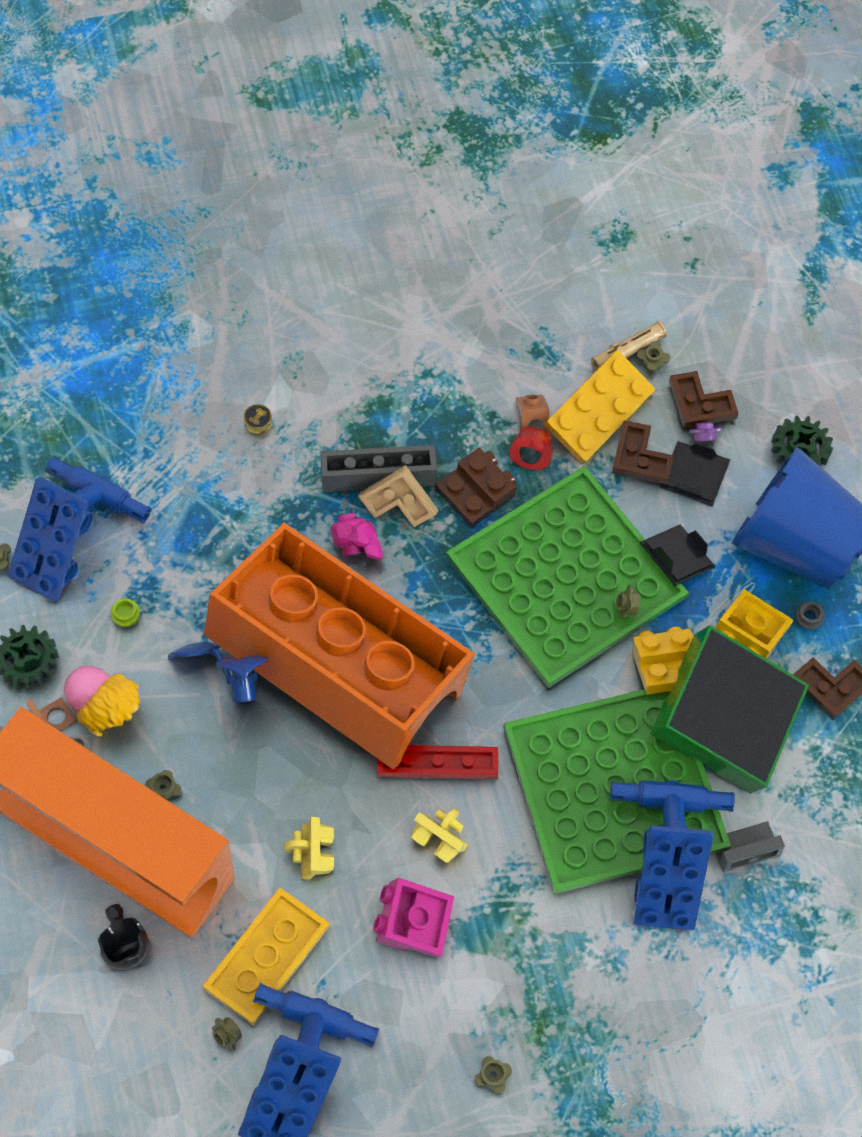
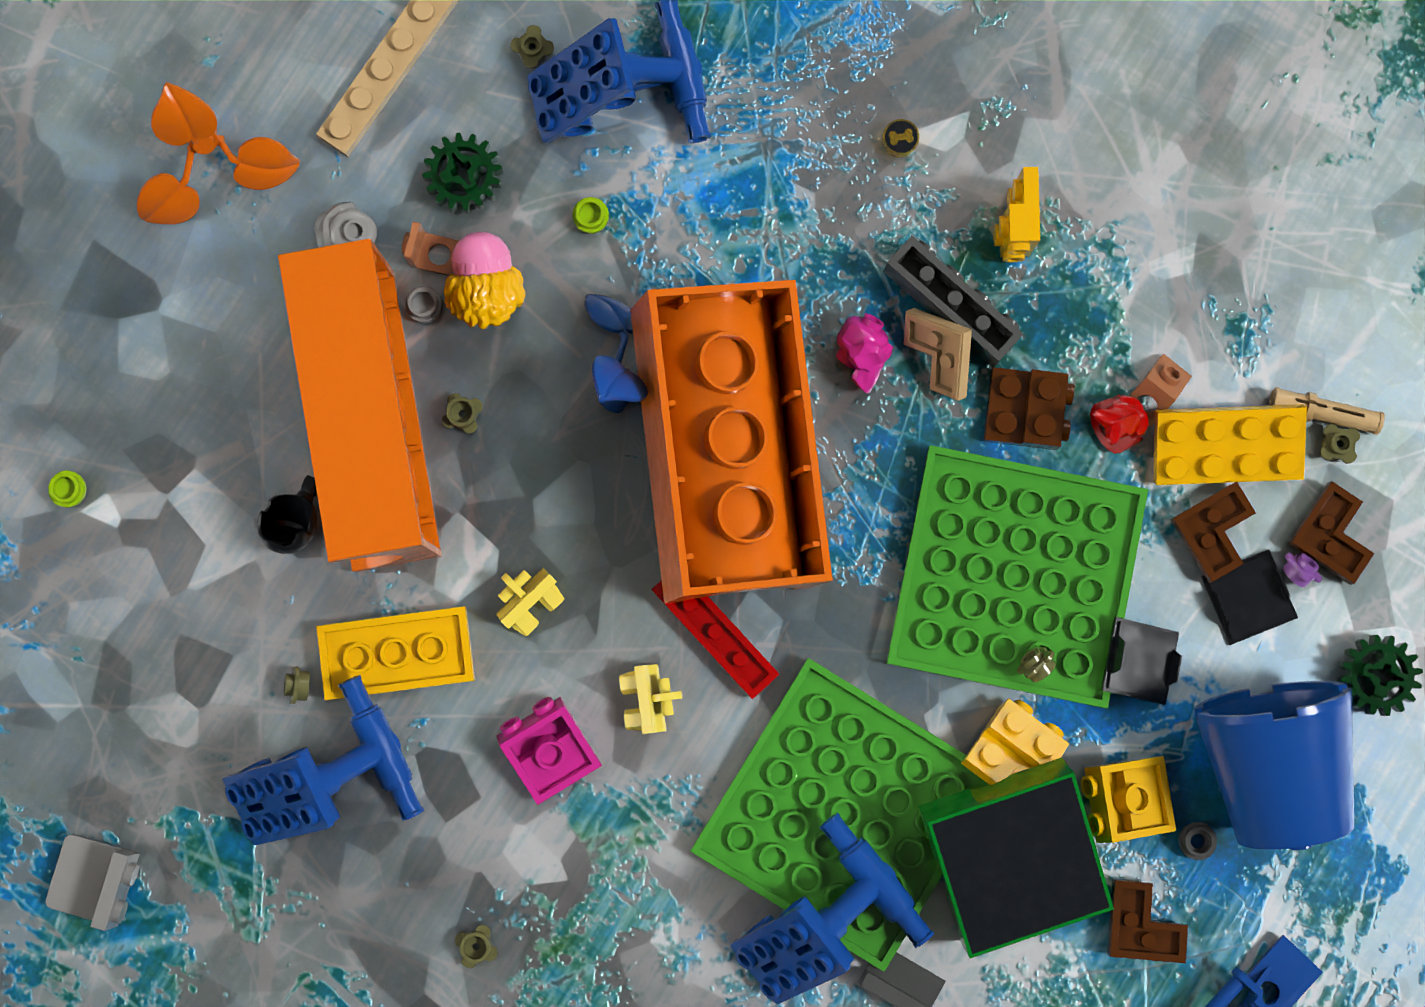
camera: 50 degrees right, 20 degrees up
(371, 392) = (1020, 224): none -> yellow plate

